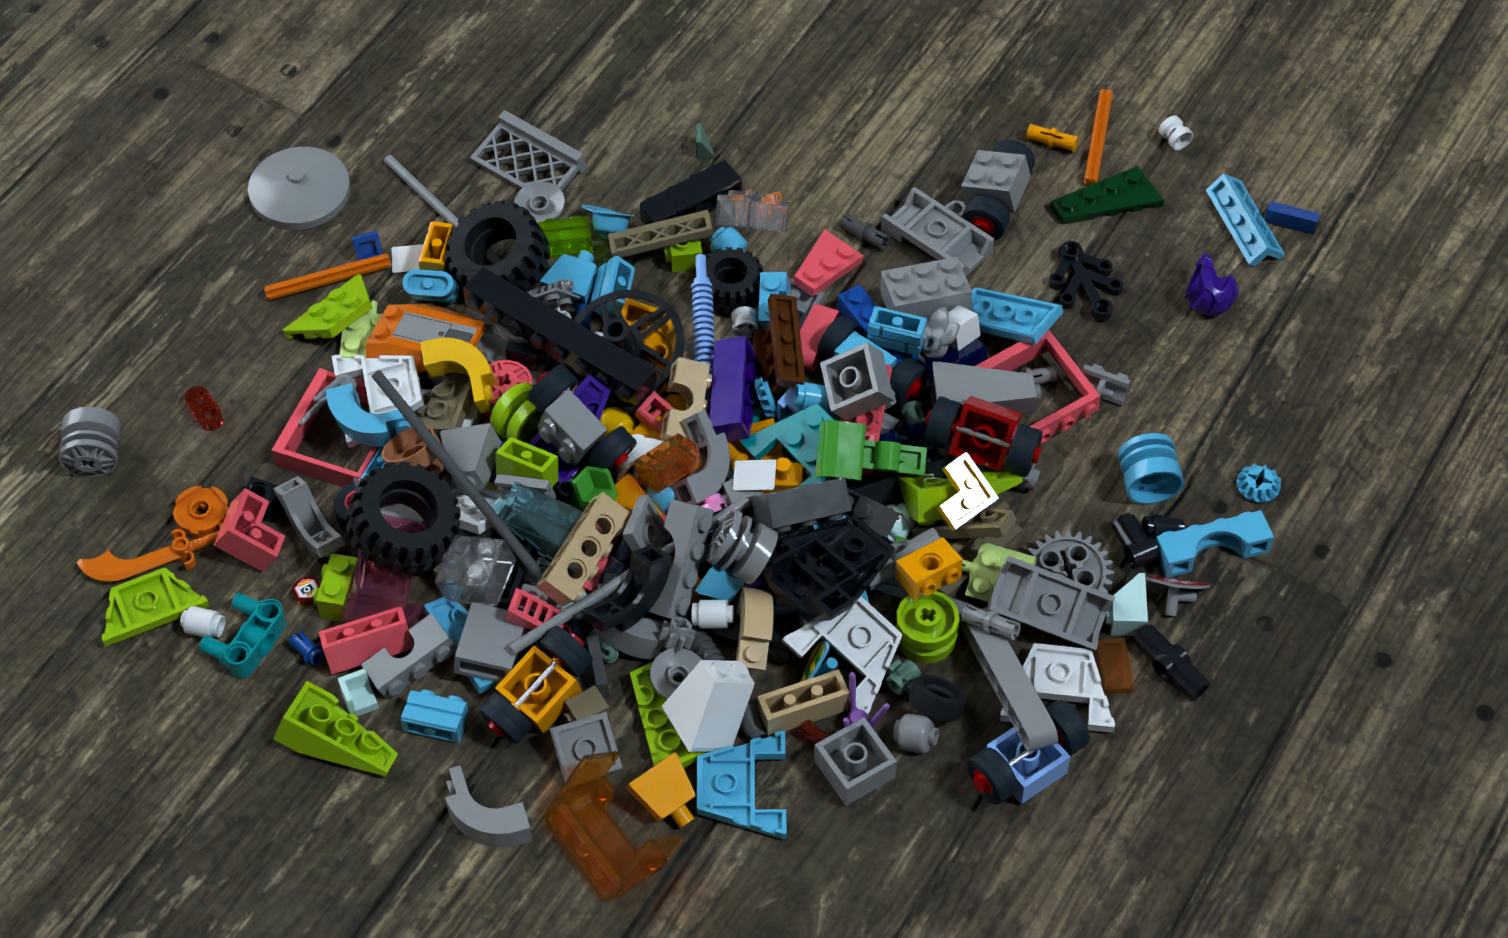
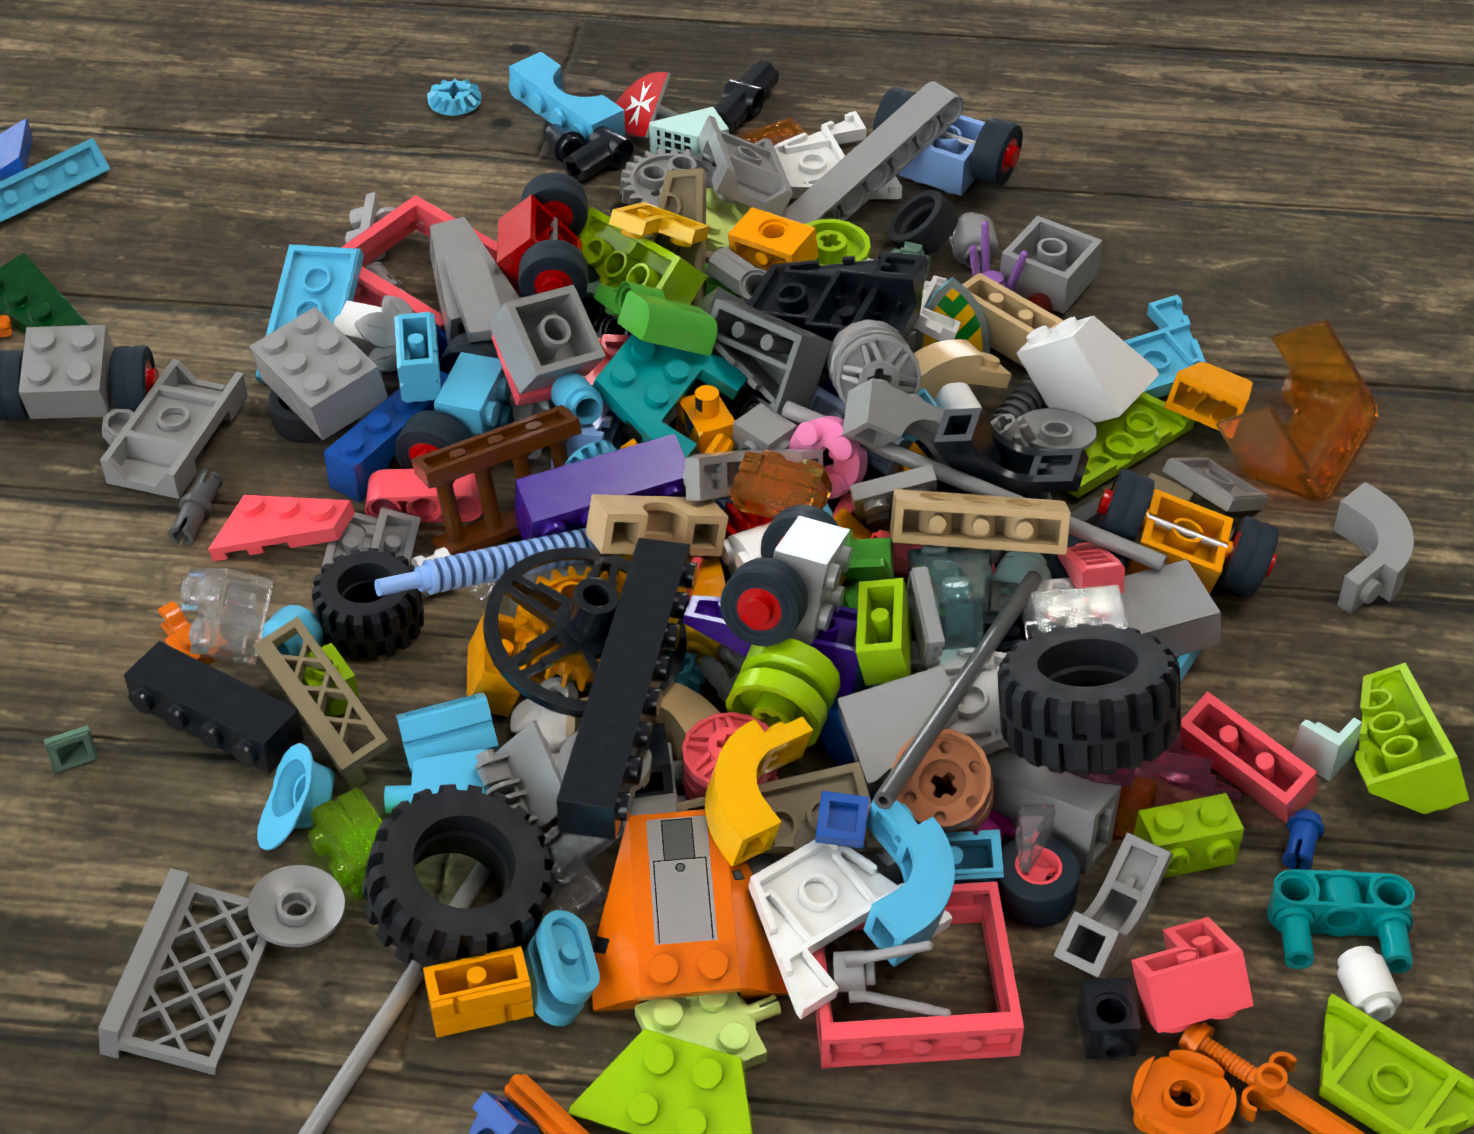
camera: 115 degrees left, 10 degrees down
(304, 590) = (1211, 890): tile -> none
(405, 258) = (485, 1062): white sticker -> none
(420, 400) = (842, 819): none -> blue tile
(430, 647) = (1253, 694): light grey arch -> none
(435, 716) = (1288, 649): medium azure brick -> none
(754, 475) = (739, 414): white sticker -> none
(771, 283) = (407, 530): medium azure brick -> none
(944, 377) = (473, 292): none -> light grey tile
(991, 622) = (805, 191): light grey pin -> none
(1072, 255) = (157, 307): black plant -> none
(1150, 468) = (497, 148): medium azure wheel -> none
(1208, 292) = (172, 165): dark purple helmet -> none

